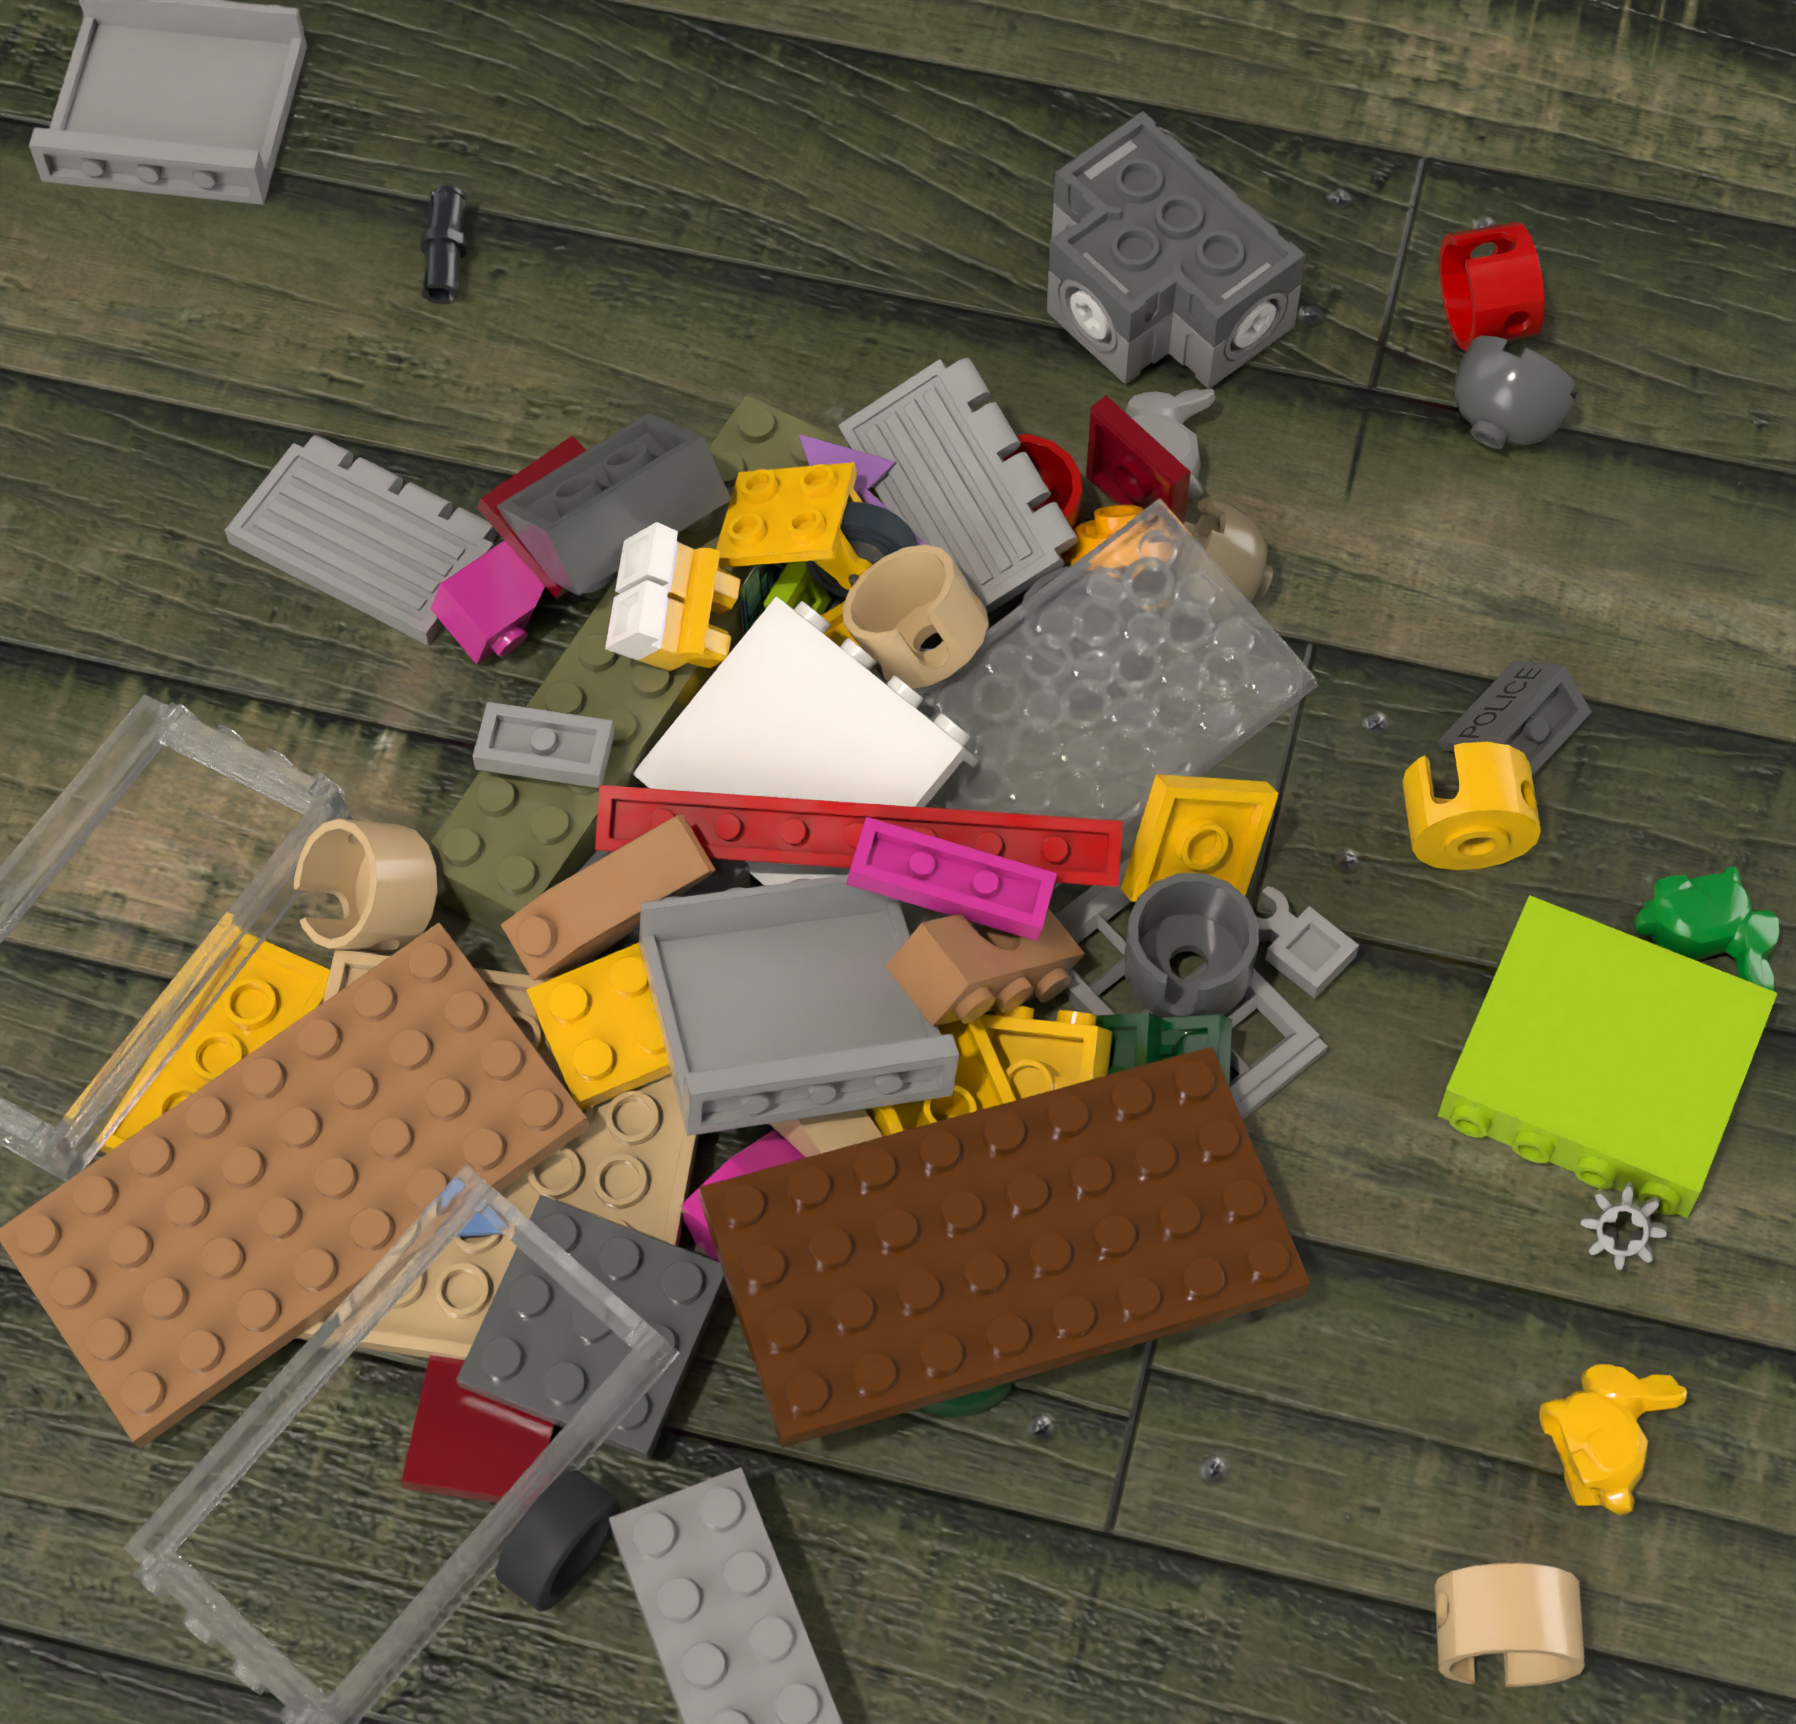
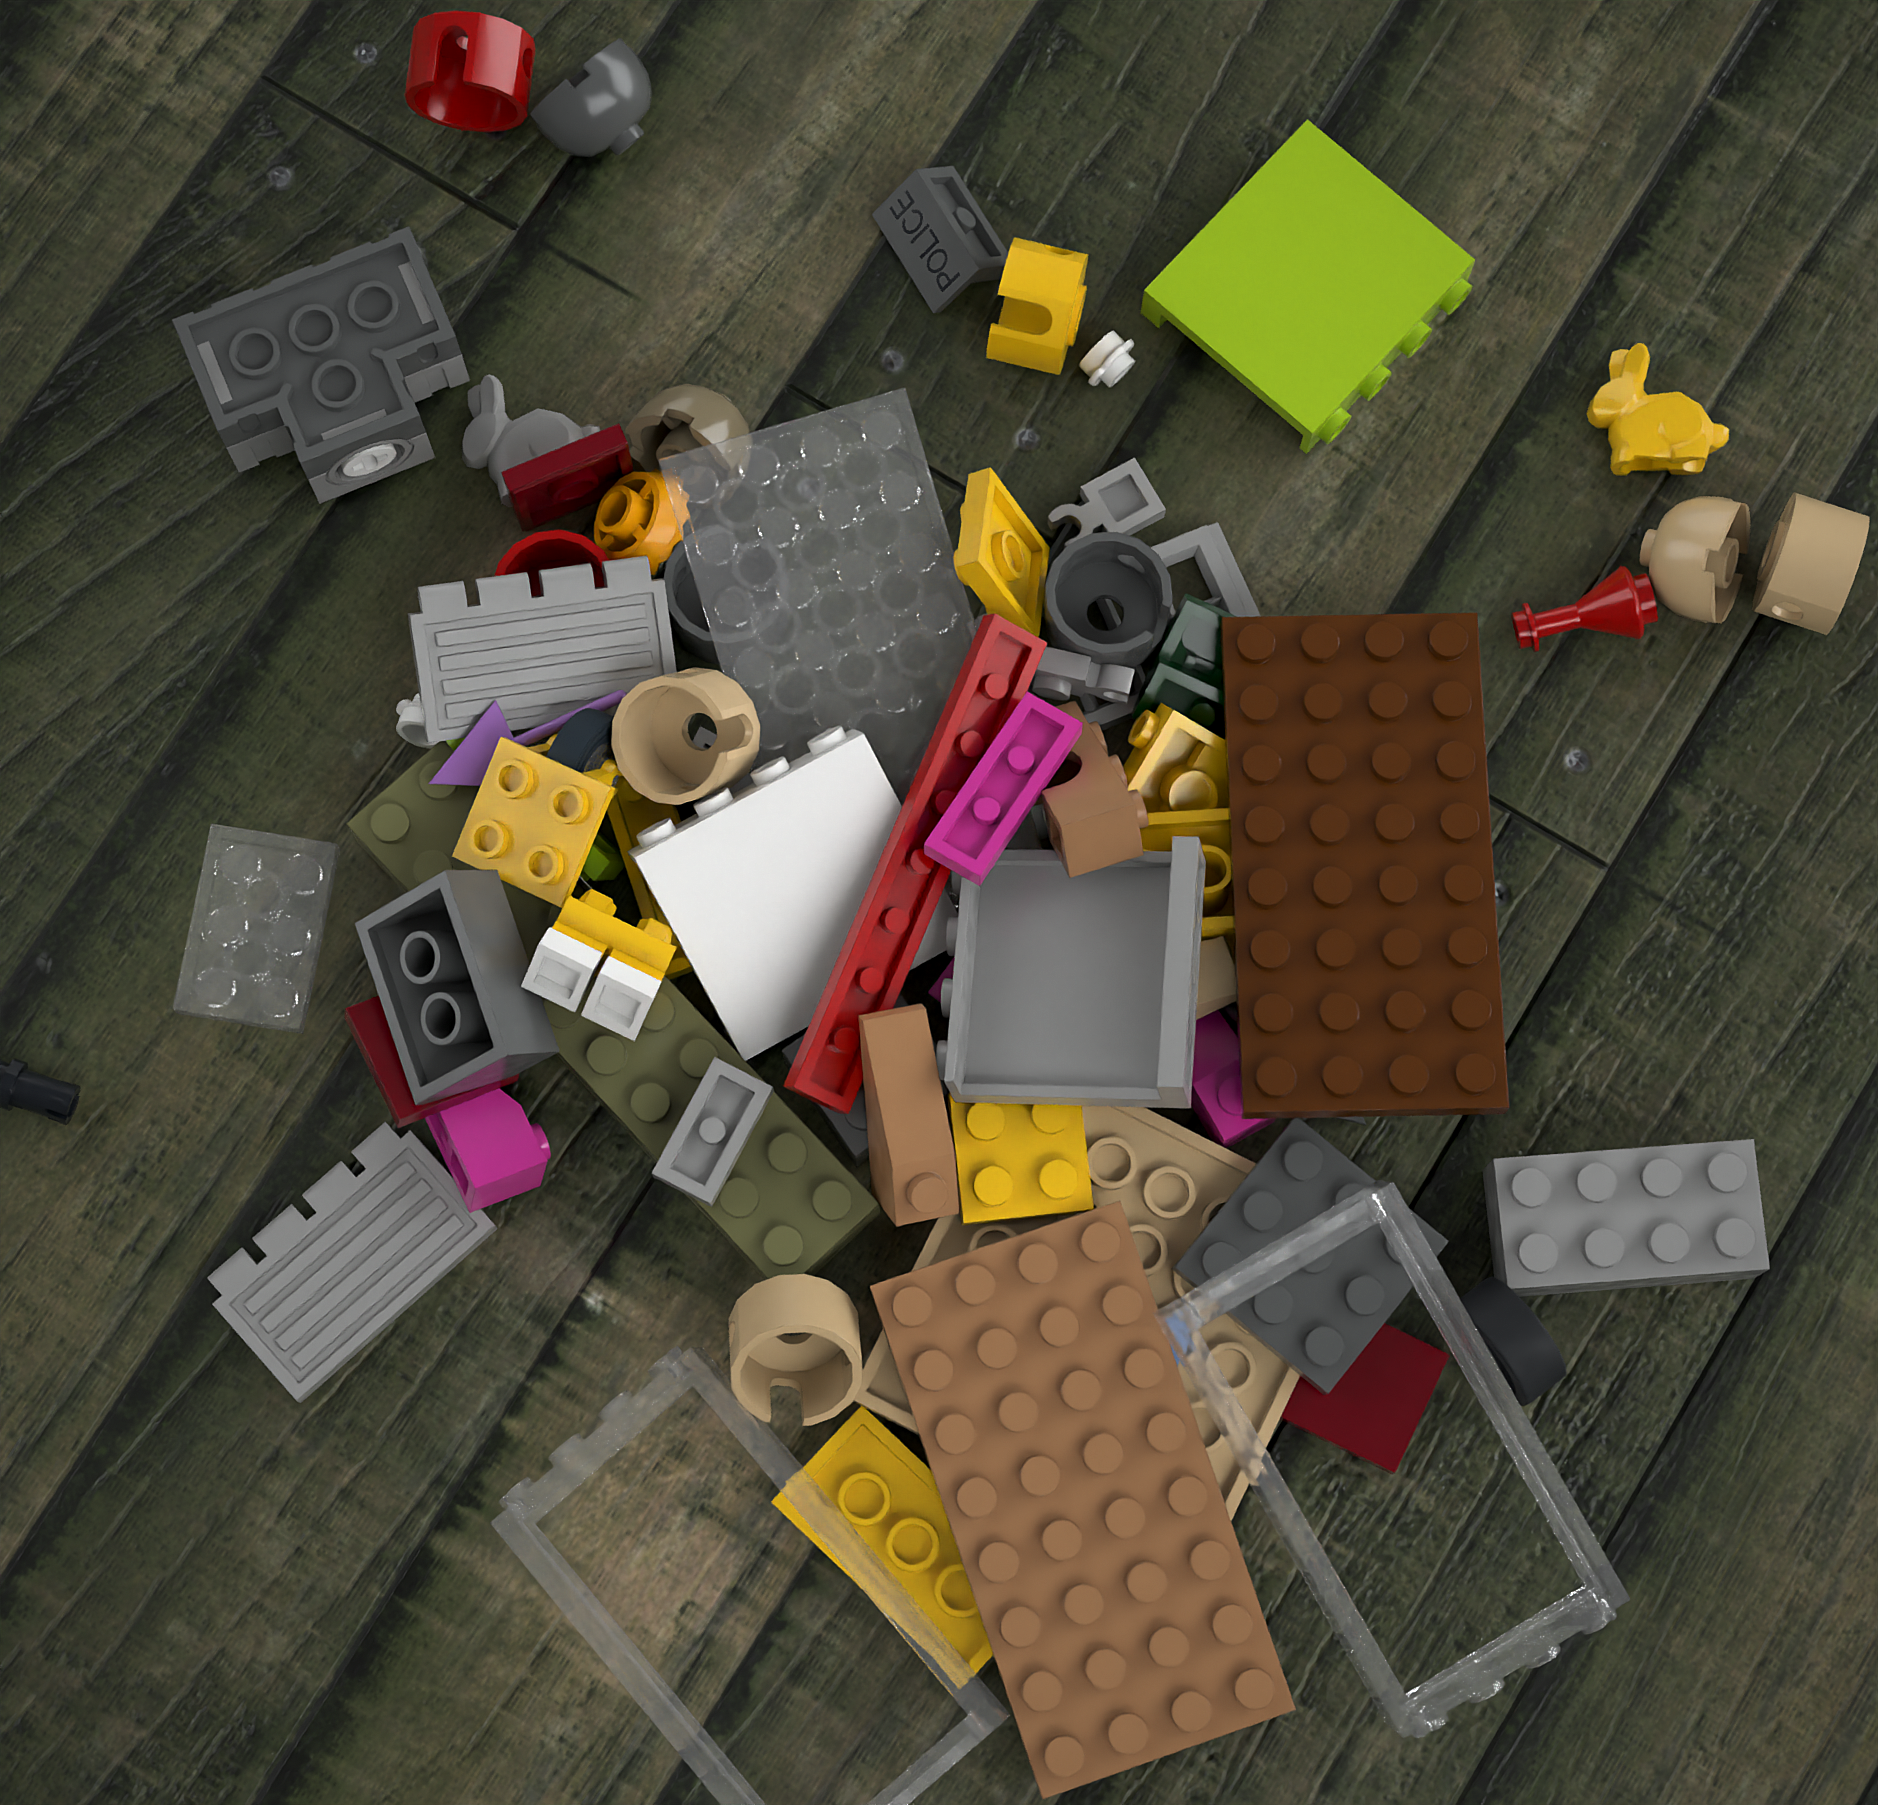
camera: 75 degrees left, 15 degrees up
(628, 369) = (256, 928): none -> clear plate
(1106, 933) = (1074, 674): none -> light grey plate
(1388, 1448) = (1614, 606): none -> red piece
(1452, 899) = (1108, 360): none -> white plate
(1472, 1513) = (1697, 555): none -> tan cylinder
(1607, 1234) = (1475, 335): light grey gear -> none
(1711, 918) = (1203, 146): green animal -> none

